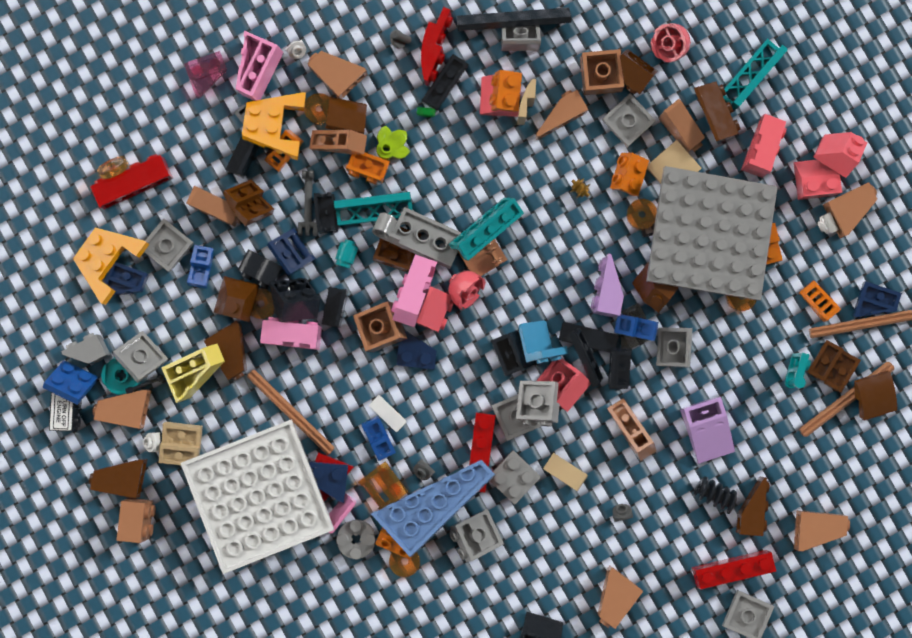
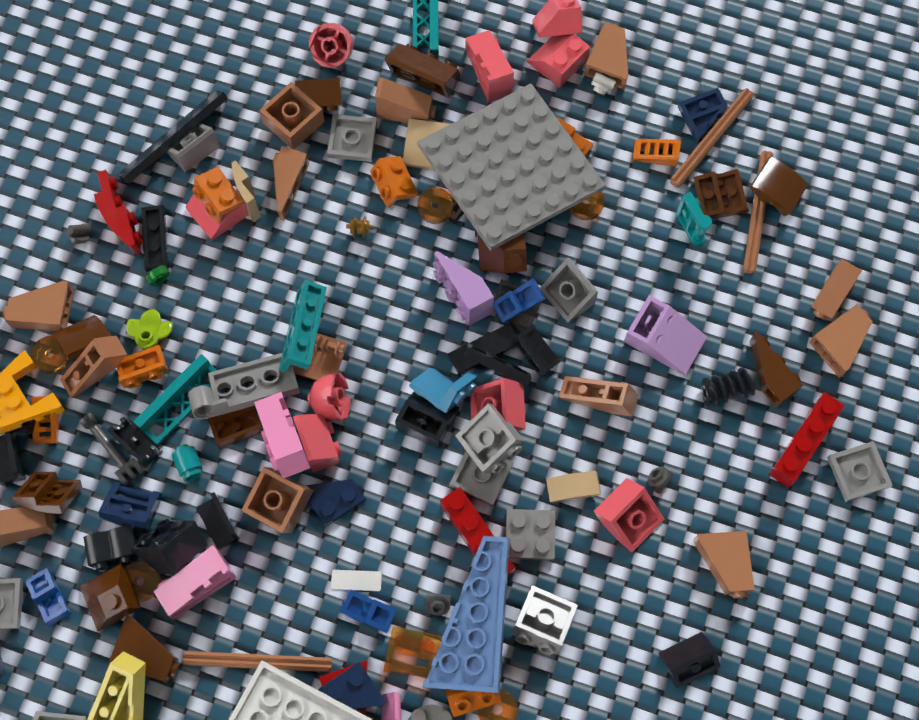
camera: 40 degrees left, 15 degrees down
(583, 518) = (629, 514): none -> coral slope
(845, 493) = (835, 289): none -> nougat slope

